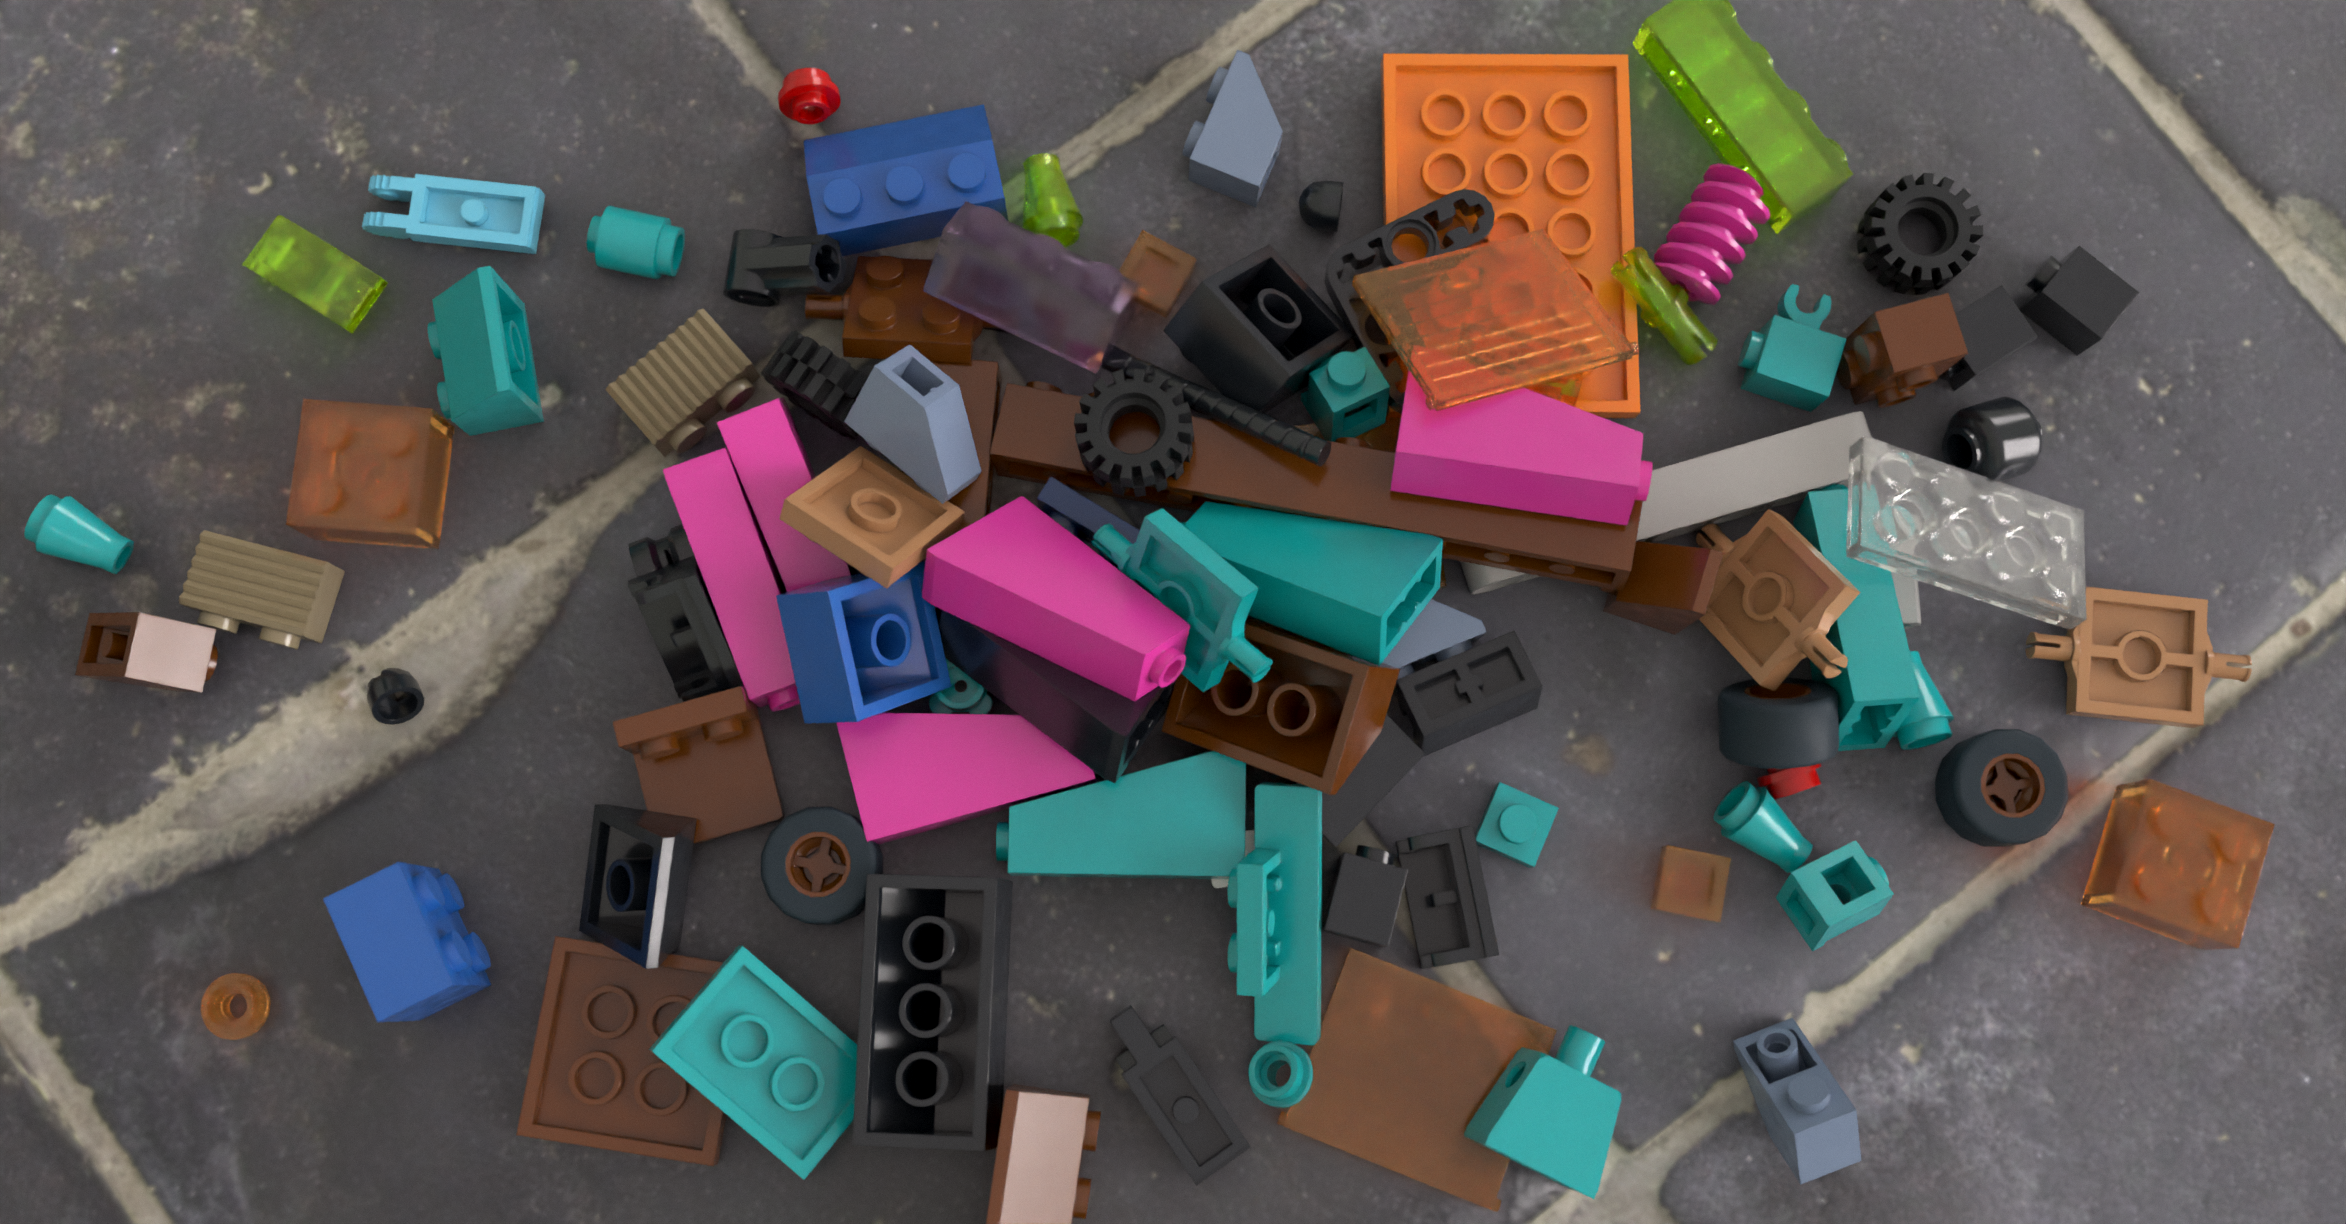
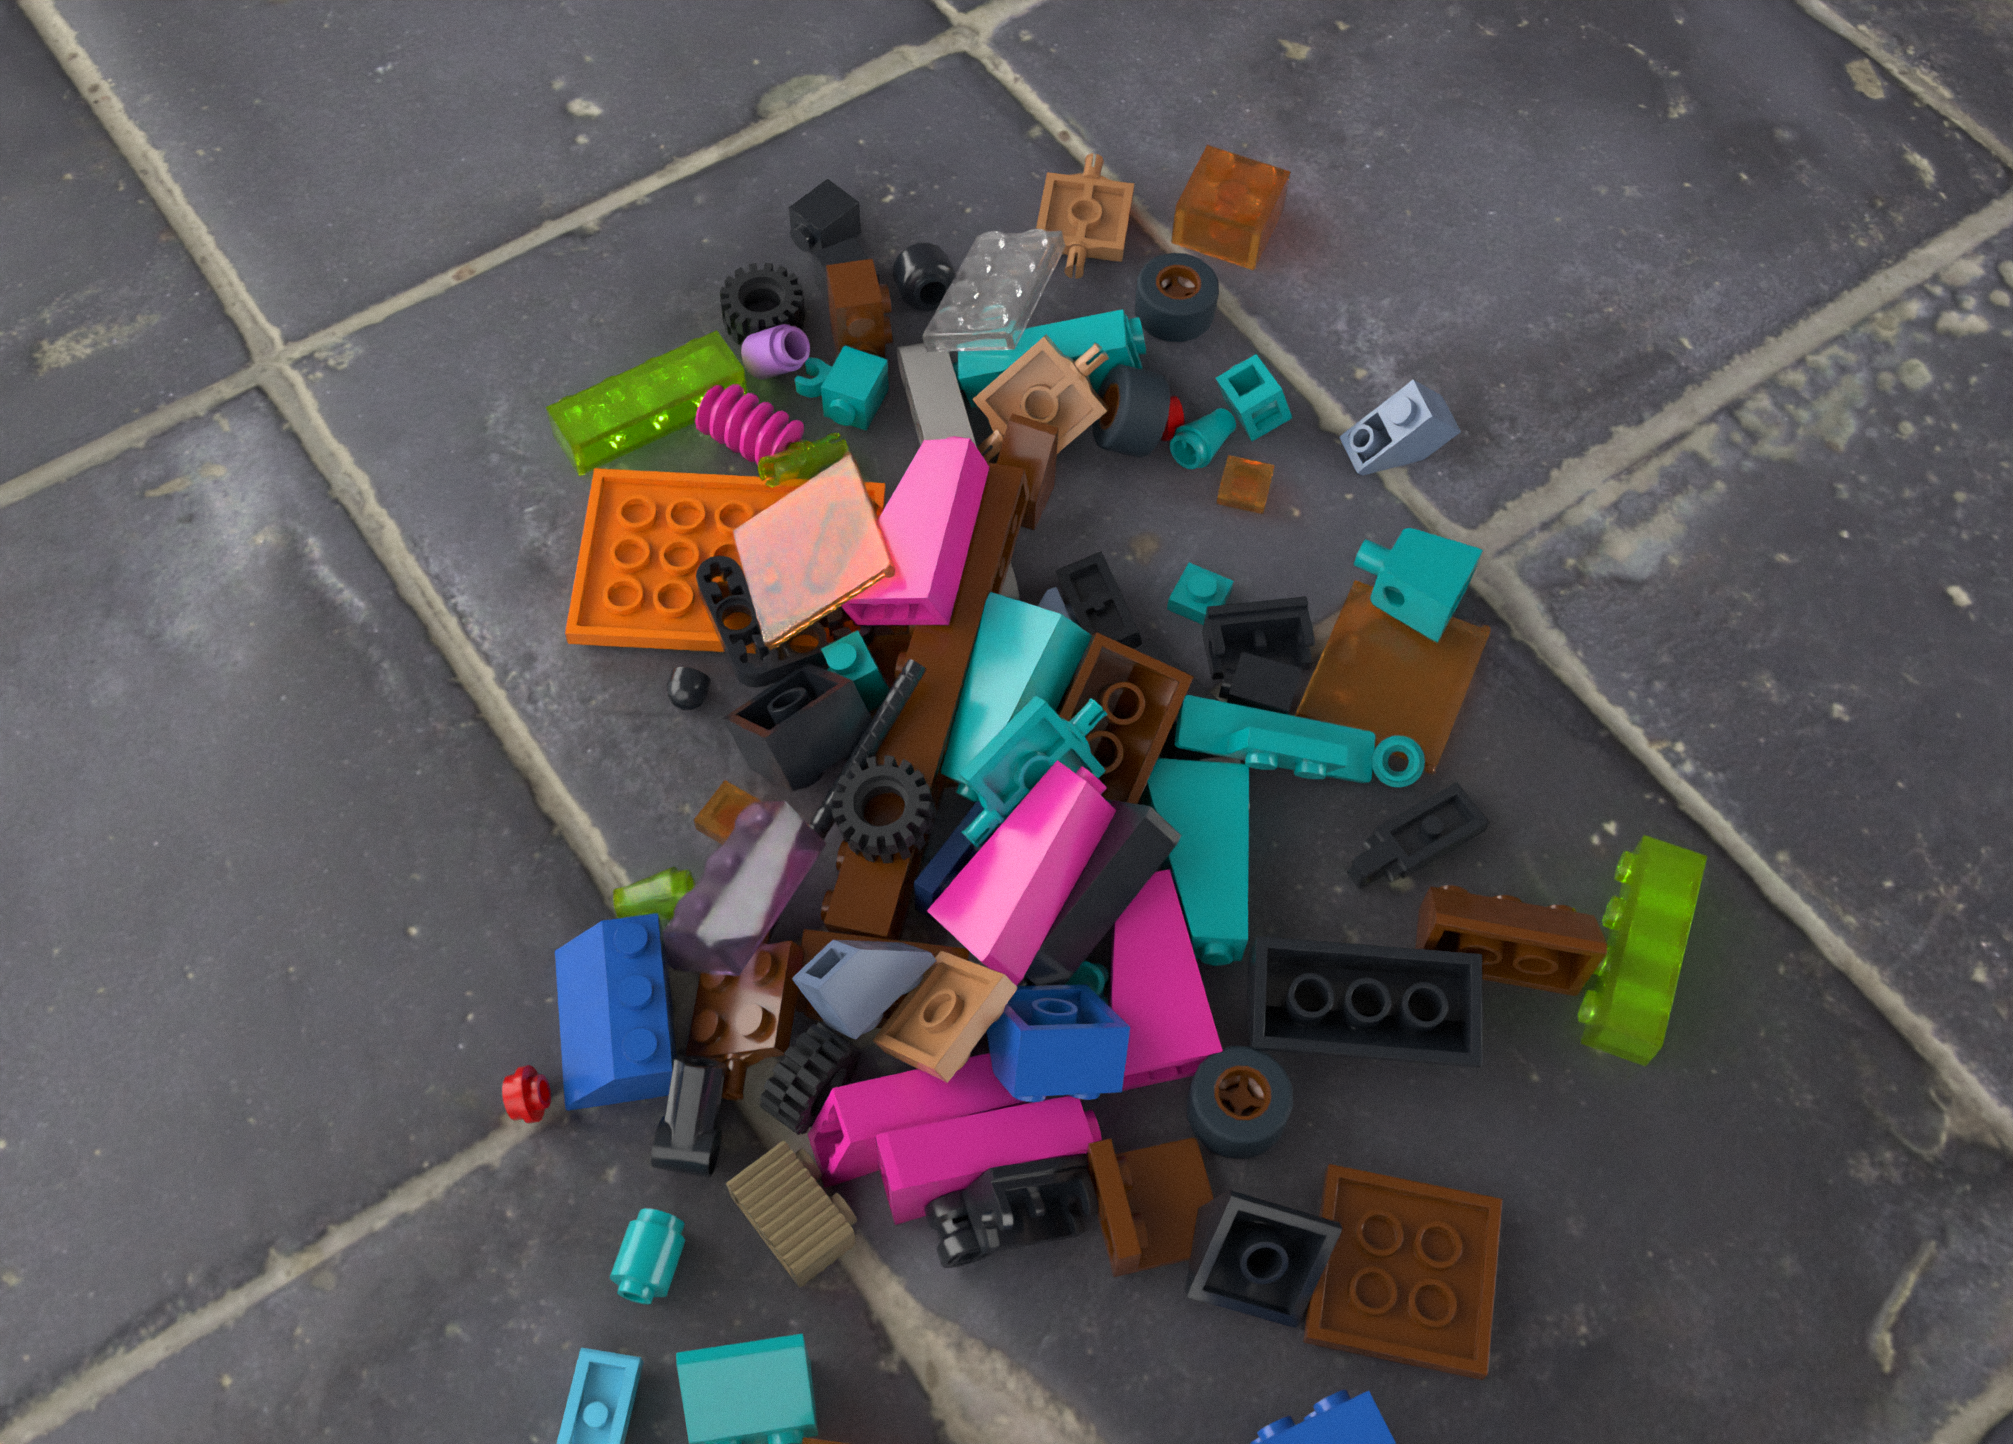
camera: 85 degrees left, 20 degrees down
(765, 1060) = (1411, 1143): teal plate -> none
(1240, 136) = (617, 742): sand blue slope -> none
(1834, 253) = (775, 351): none -> medium lavender brick

